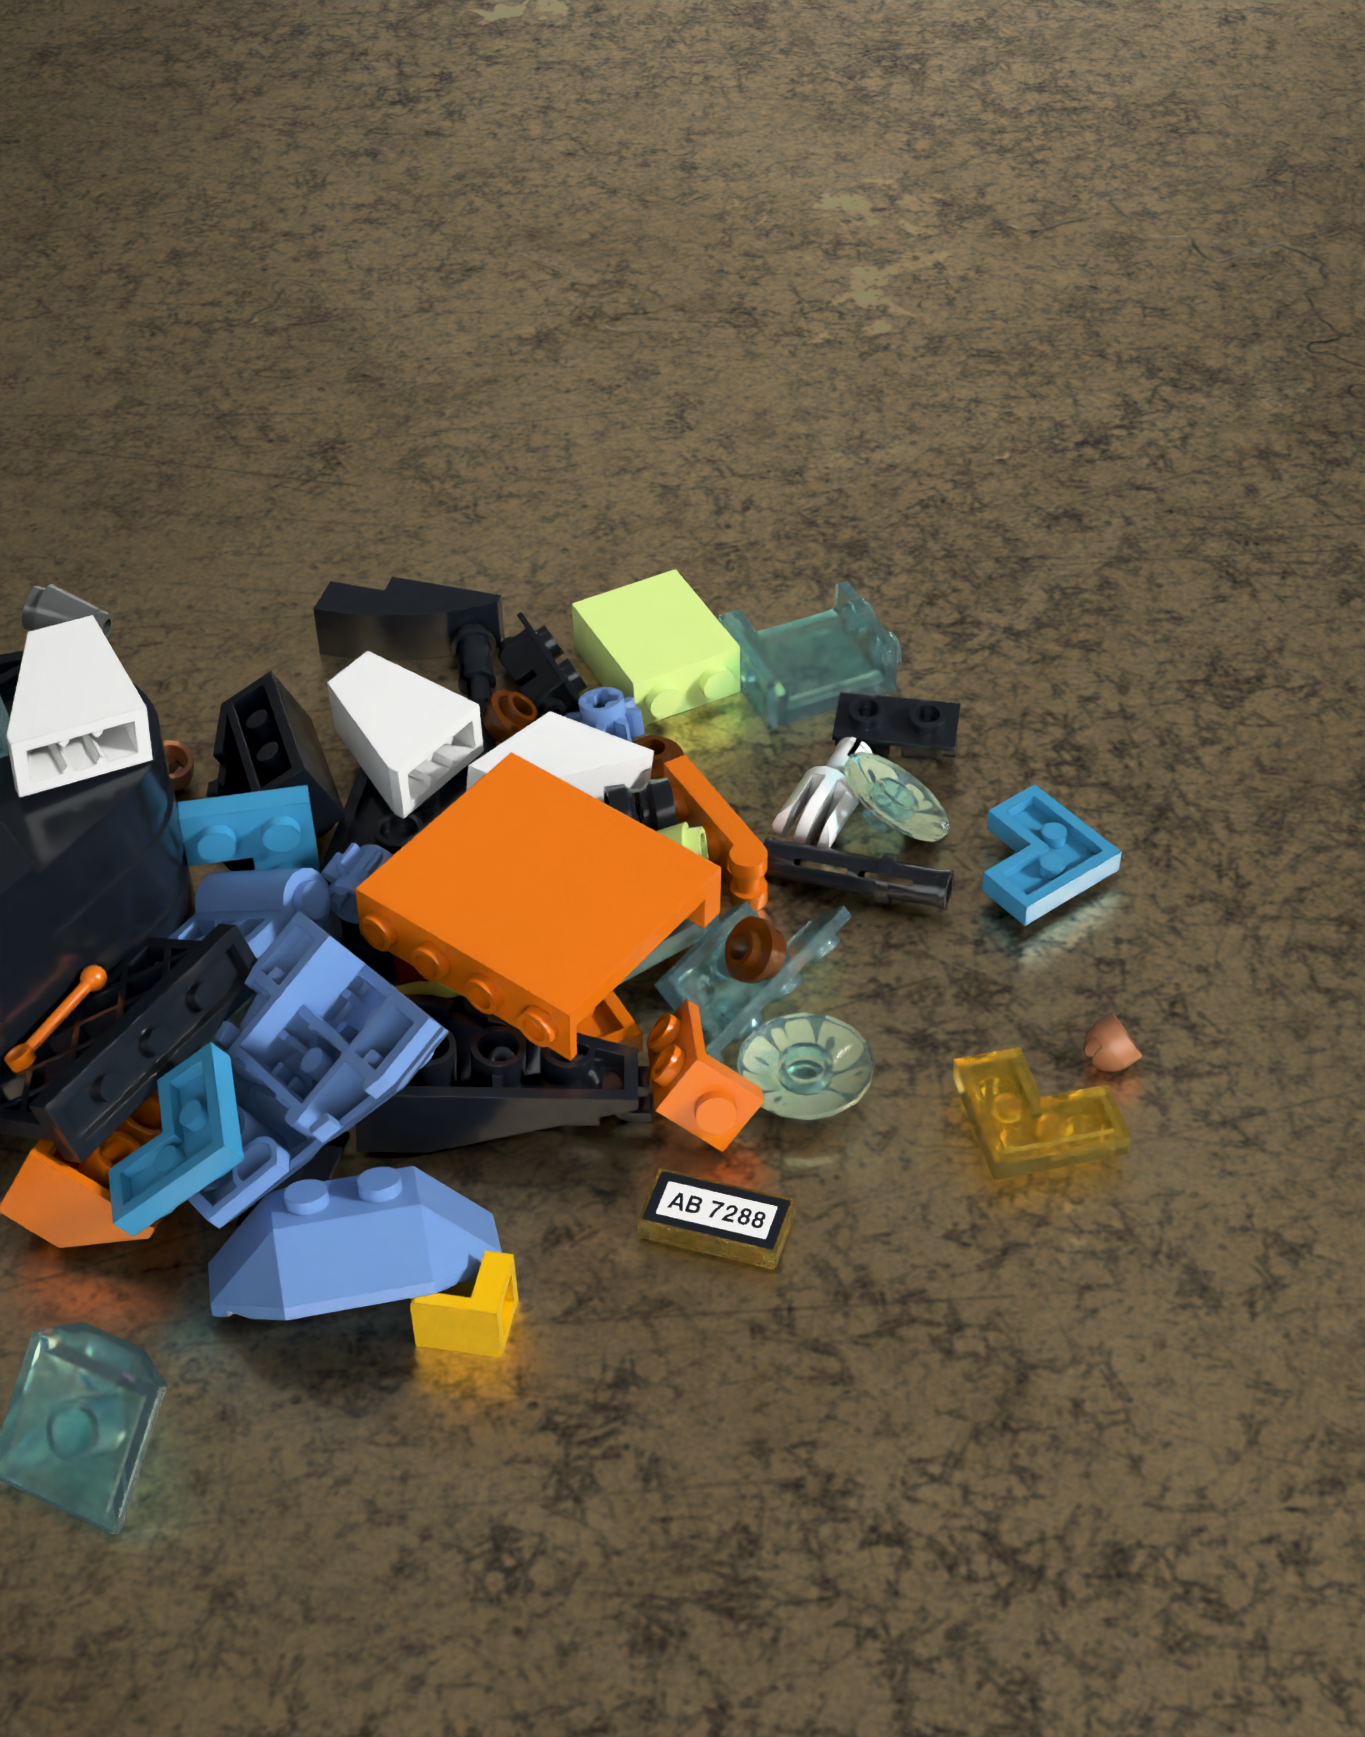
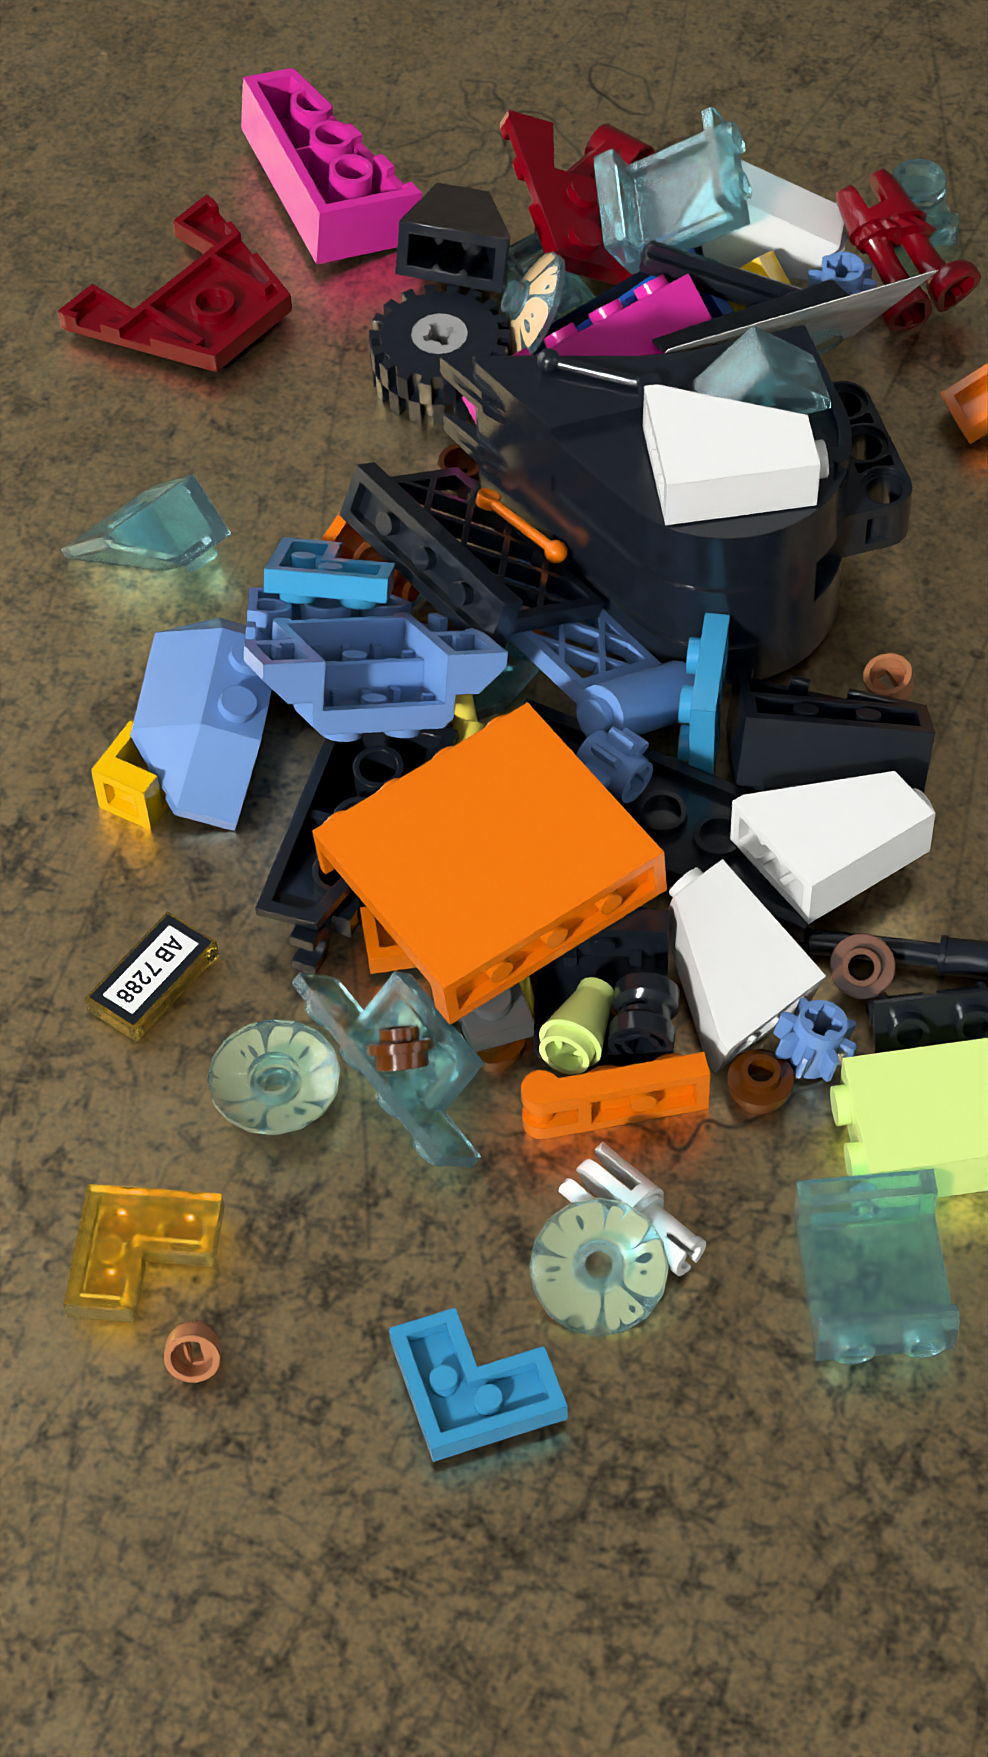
camera: 110 degrees right, 10 degrees up
(693, 1085) = (249, 979): orange bracket -> none
(915, 725) = (706, 1303): black hinge -> none
(929, 885) = (499, 1224): black pin -> none

